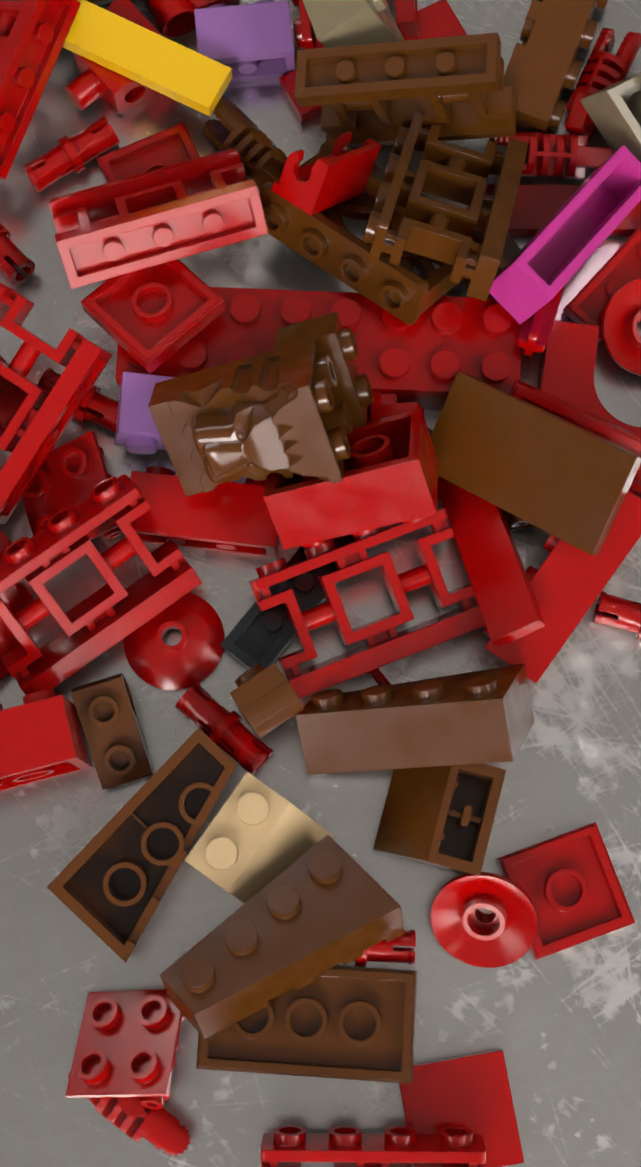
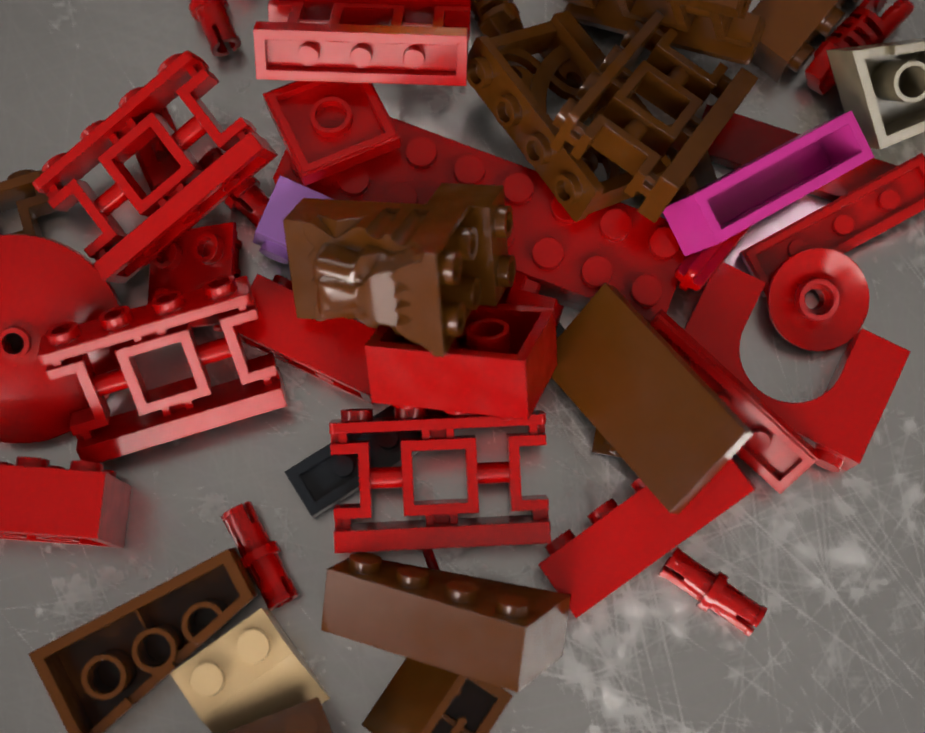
camera: 20 degrees right, 0 degrees up
(112, 730) = (151, 519): reddish brown plate -> none
(188, 661) = (259, 472): red dish -> none
(265, 698) = (302, 543): reddish brown plate -> none
(328, 179) = (547, 51): red hinge -> none
(492, 565) = (573, 488): red tile -> none
(557, 155) = (786, 97): red hinge -> none

